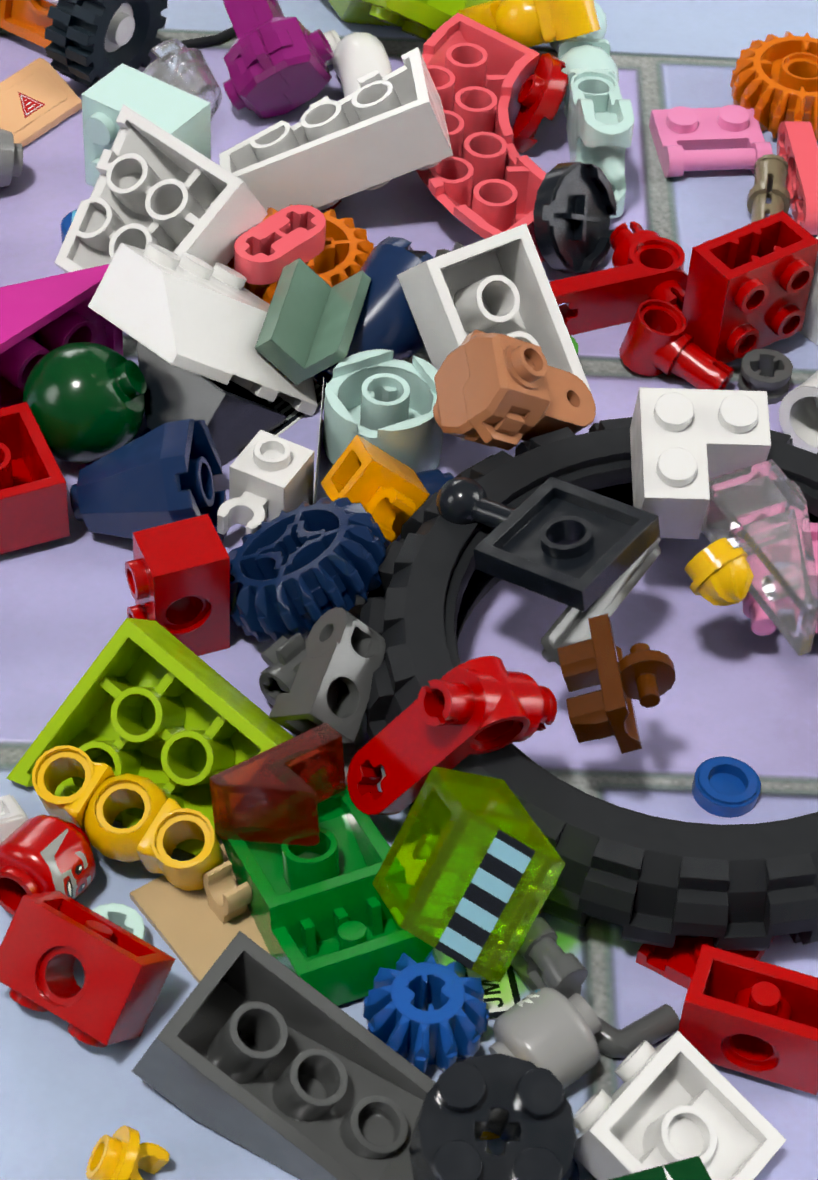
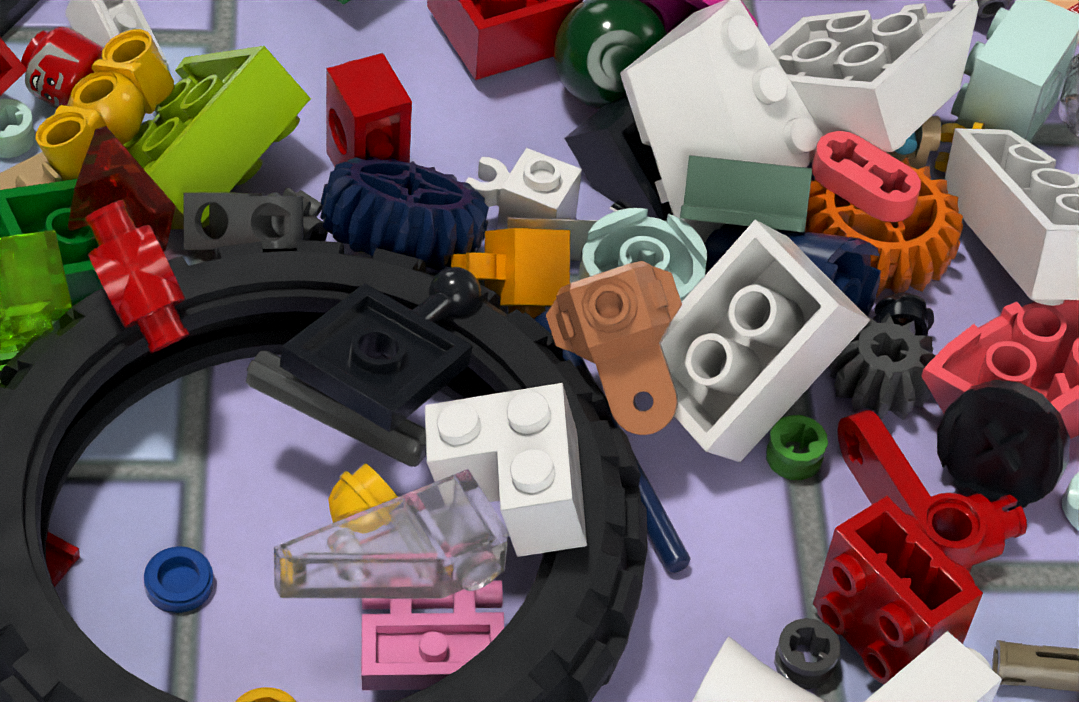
camera: 85 degrees right, 5 degrees up
(151, 481) = (505, 112): dark blue cone -> none
(637, 676) = (198, 397): reddish brown hips -> none
(660, 345) = (808, 552): red pin -> none

